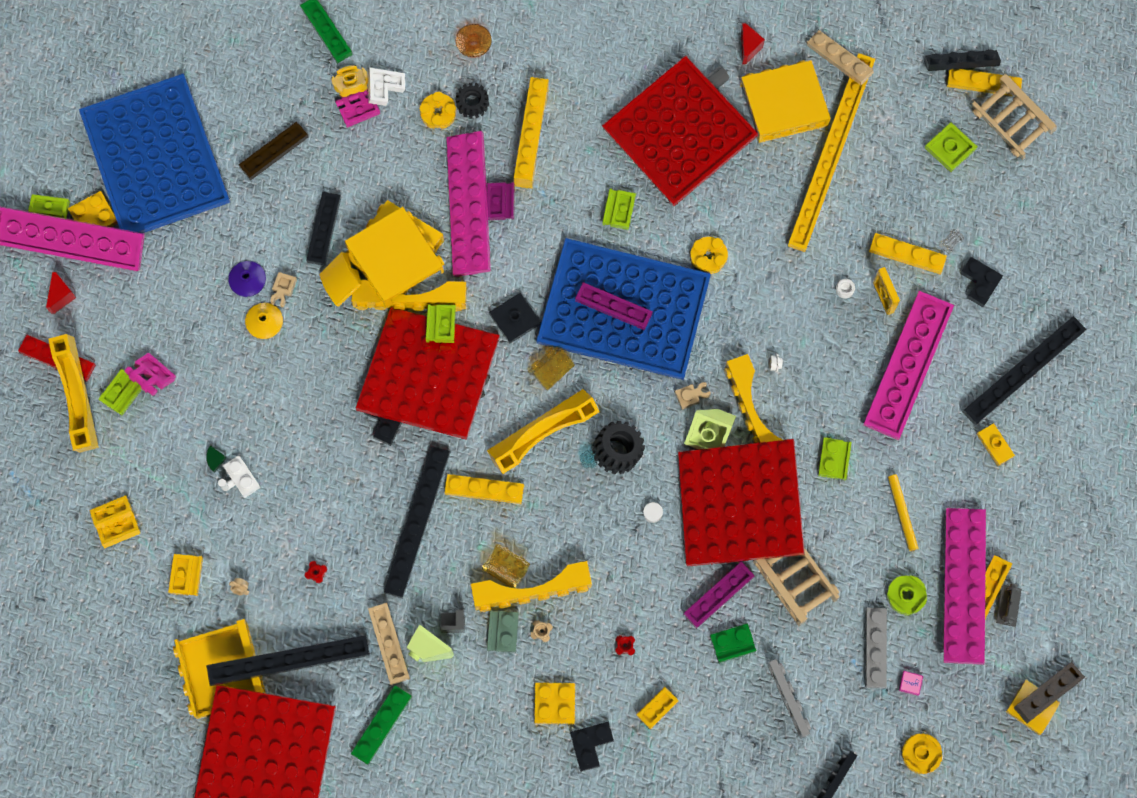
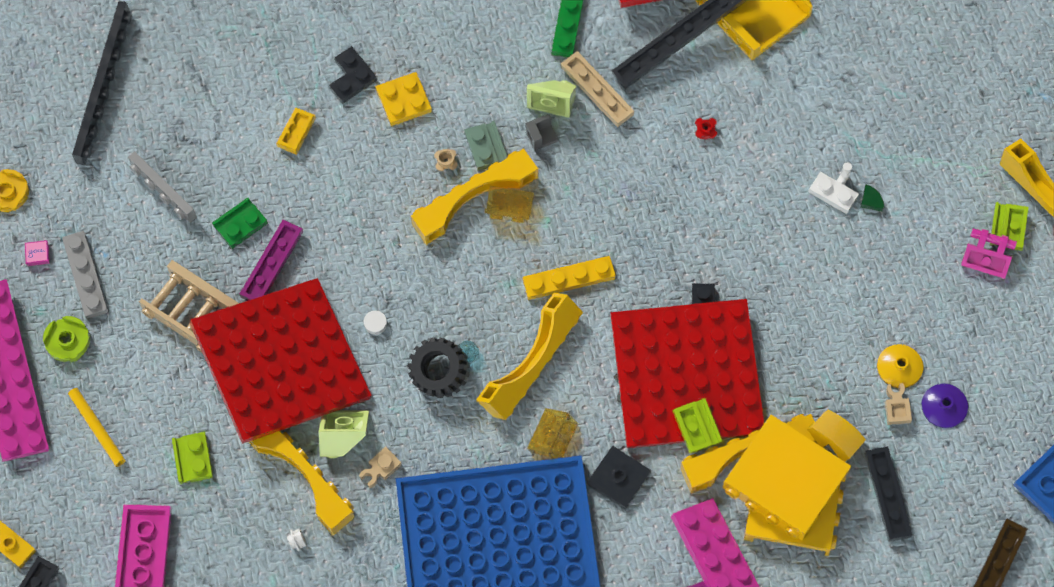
camera: 160 degrees right, 5 degrees down
(115, 521) = (939, 100): yellow slope -> none
(185, 575) = (837, 75): yellow plate -> none
(239, 586) = (776, 84): tan plate -> none
(417, 522) = (625, 219): black plate -> none
(613, 306) = (508, 525): magenta plate -> none
(625, 640) = (348, 174): red plate -> none

